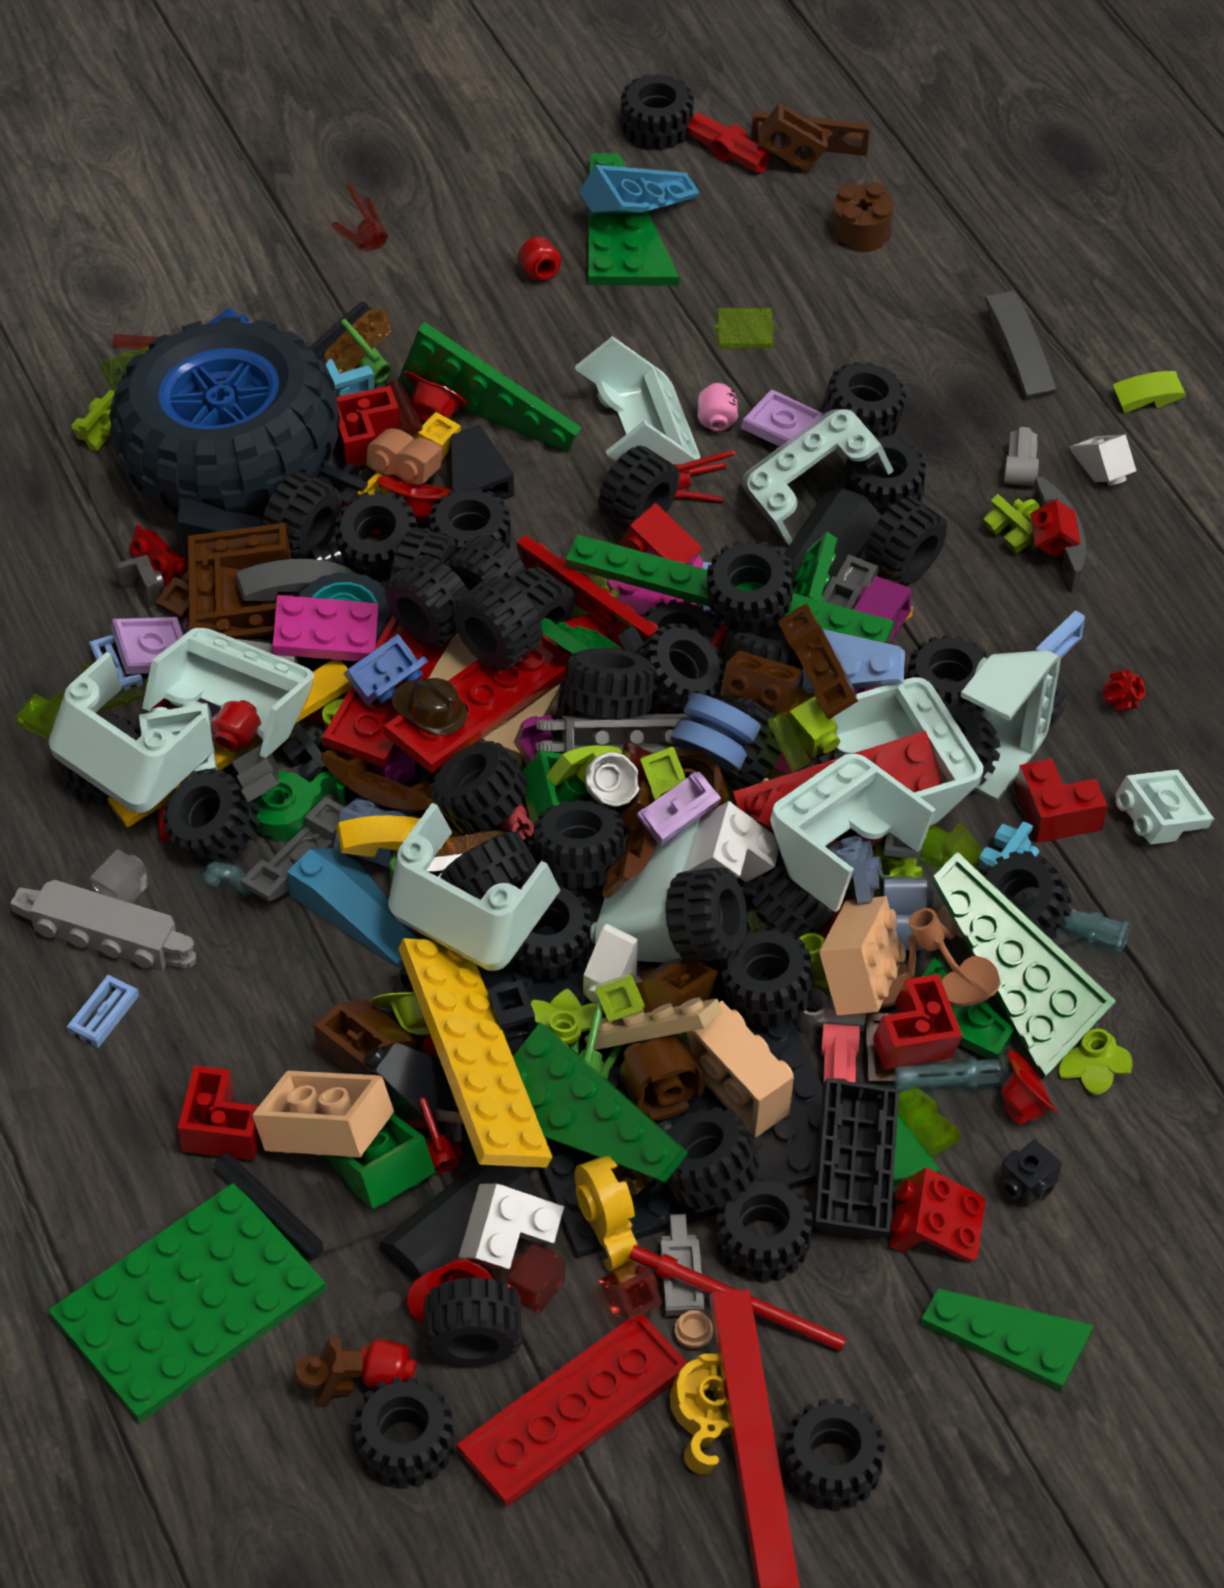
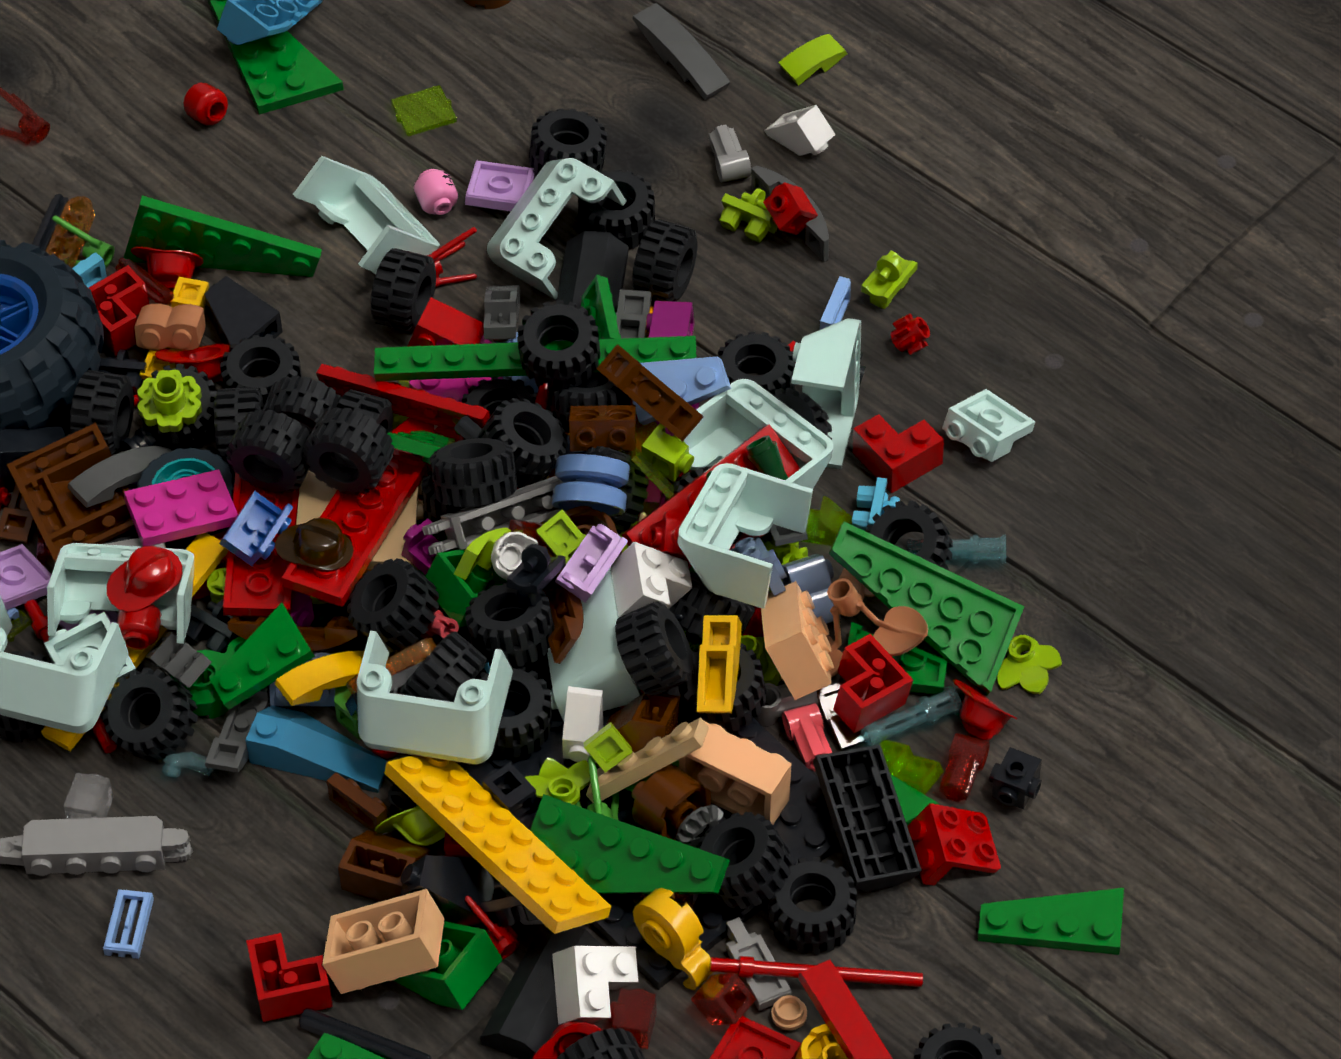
camera: 20 degrees left, 0 degrees up
(254, 682) = (144, 578): none -> red piece
(339, 797) = (262, 658): none -> green wing
(364, 961) = (355, 802): none -> reddish brown plate
(365, 524) = (169, 400): none -> lime plant
(618, 799) = (534, 573): none -> black hips
(676, 1105) = (697, 824): none -> dark grey gear
(719, 531) = (501, 312): none -> dark grey slope
(766, 952) = (718, 663): none -> yellow slope
(907, 764) = (766, 457): none -> dark green cone
(988, 1135) = (965, 759): none -> clear red piece
(1127, 627) = (888, 278): none -> lime hips

